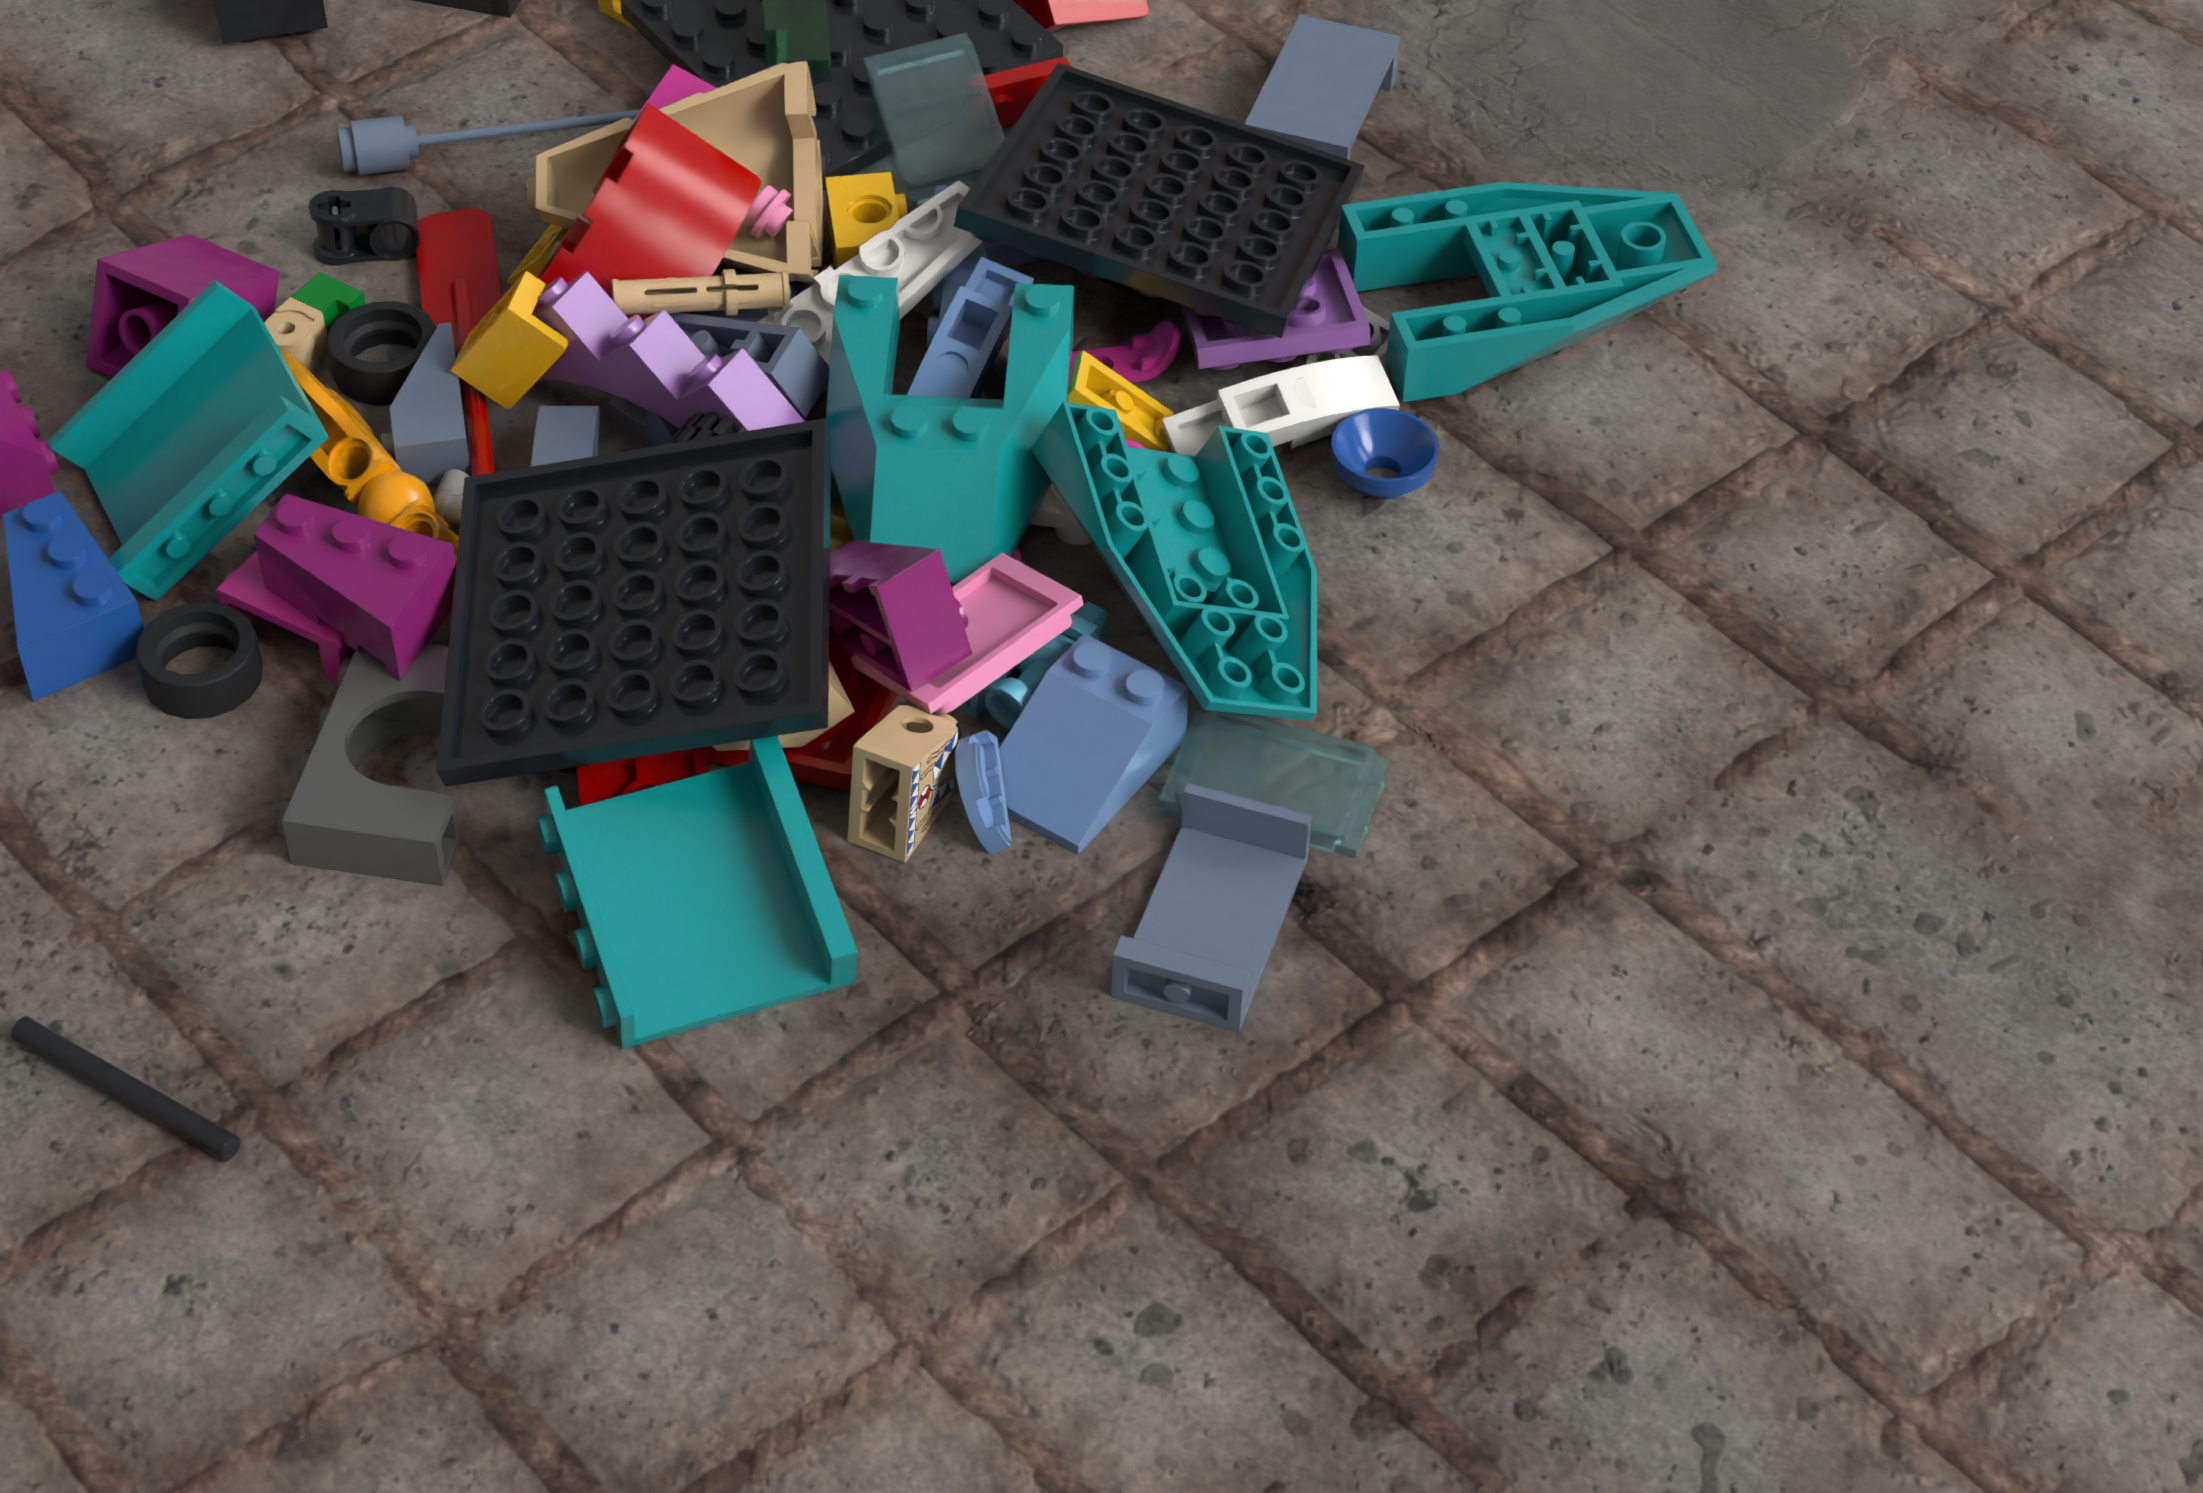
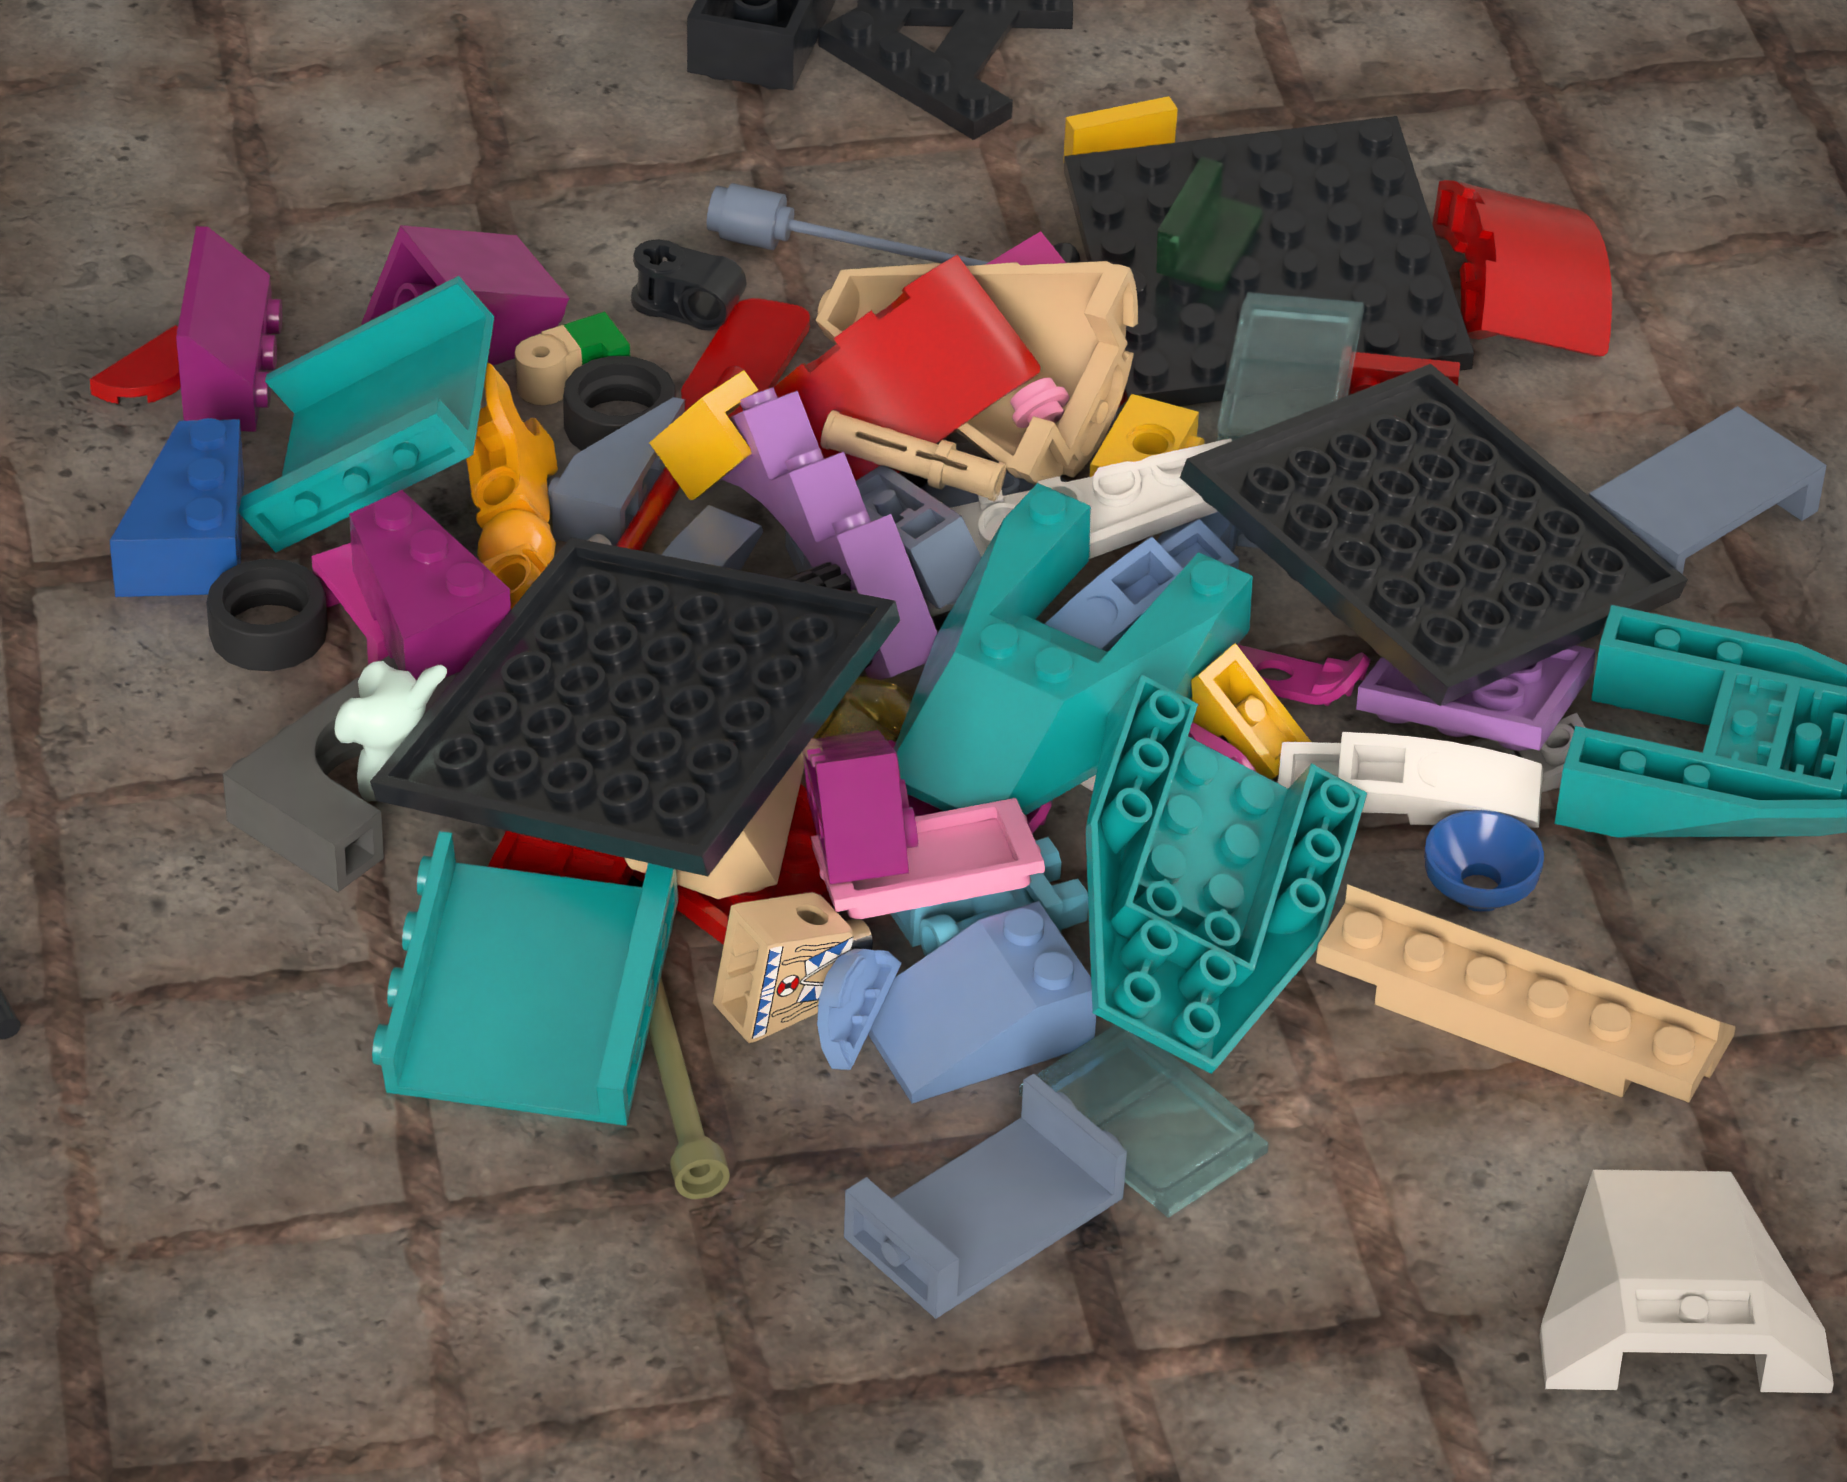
camera: 30 degrees right, 5 degrees down
(408, 707) = (384, 715): none -> light aqua animal
(951, 987) = (697, 1162): none -> olive piece
(1494, 555) = (1521, 1000): none -> tan slope
(1783, 735) = (1676, 1271): none -> white wedge

